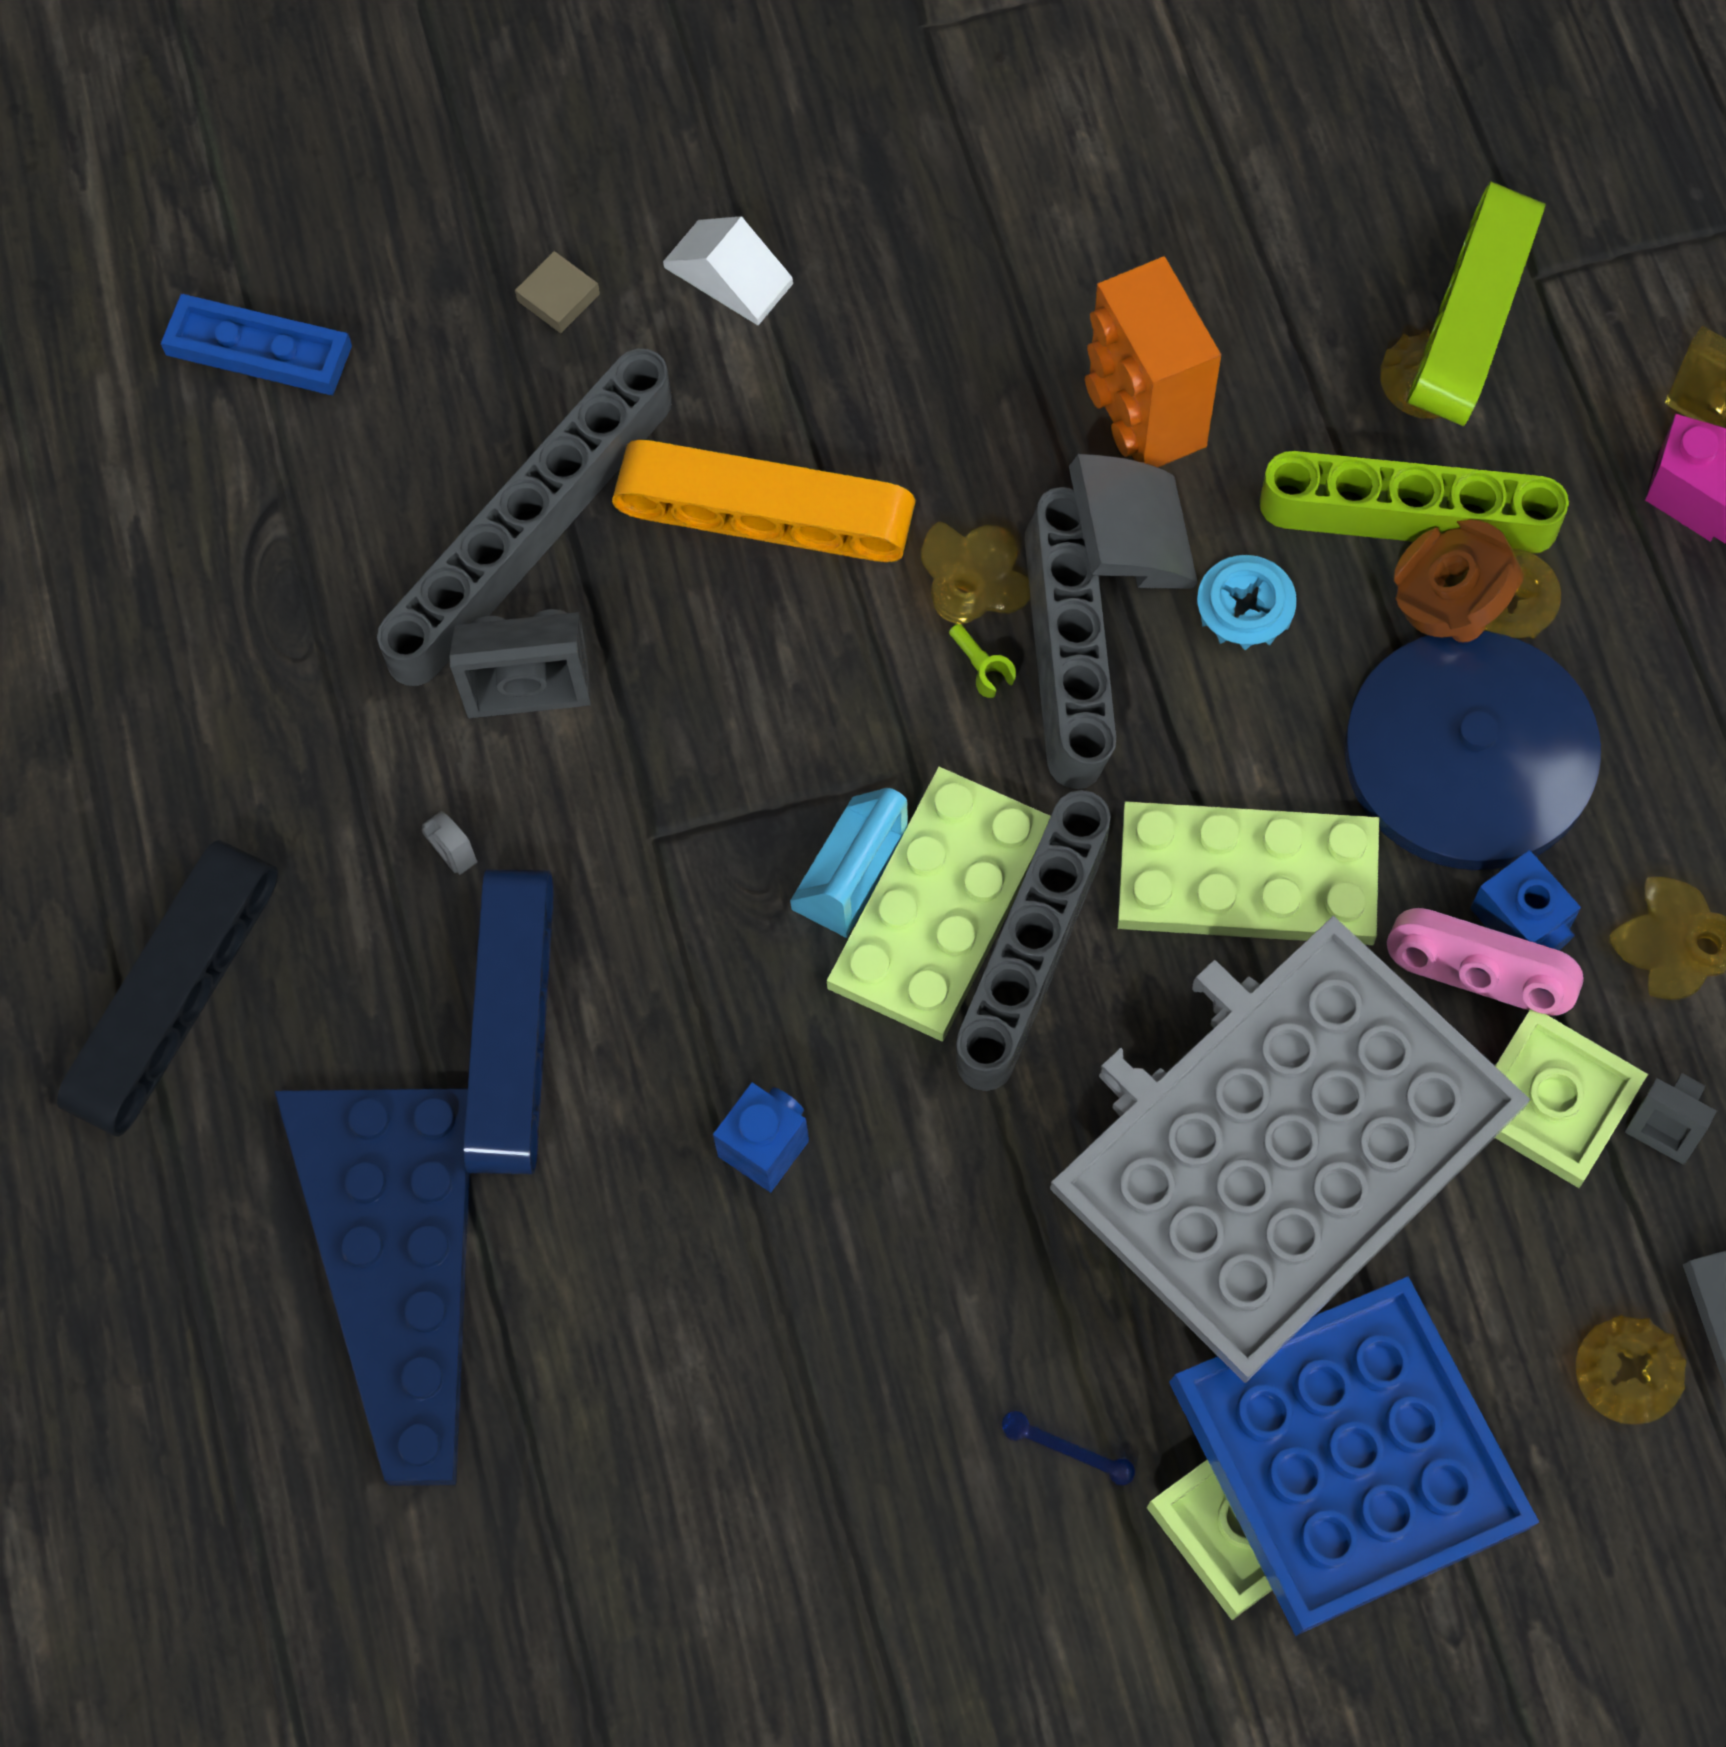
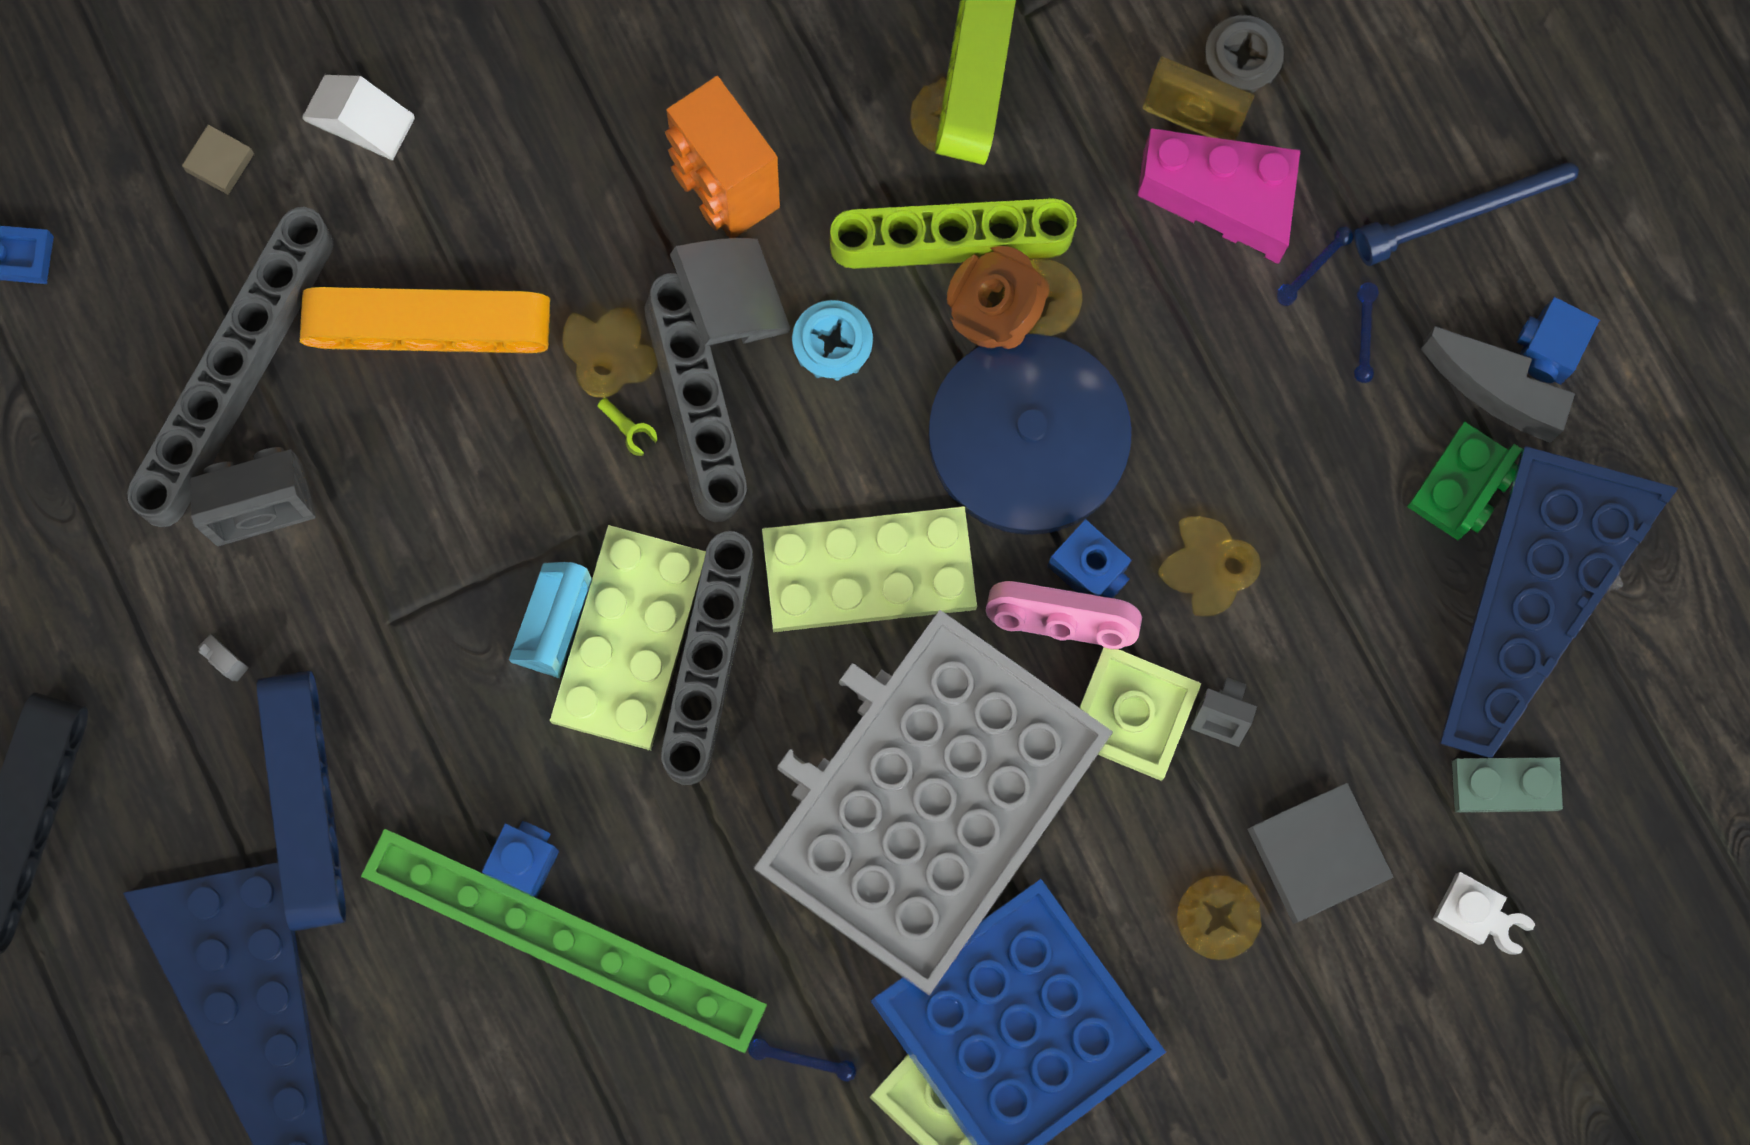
camera: 20 degrees left, 10 degrees up
(801, 1248) = (564, 941): none -> bright green plate

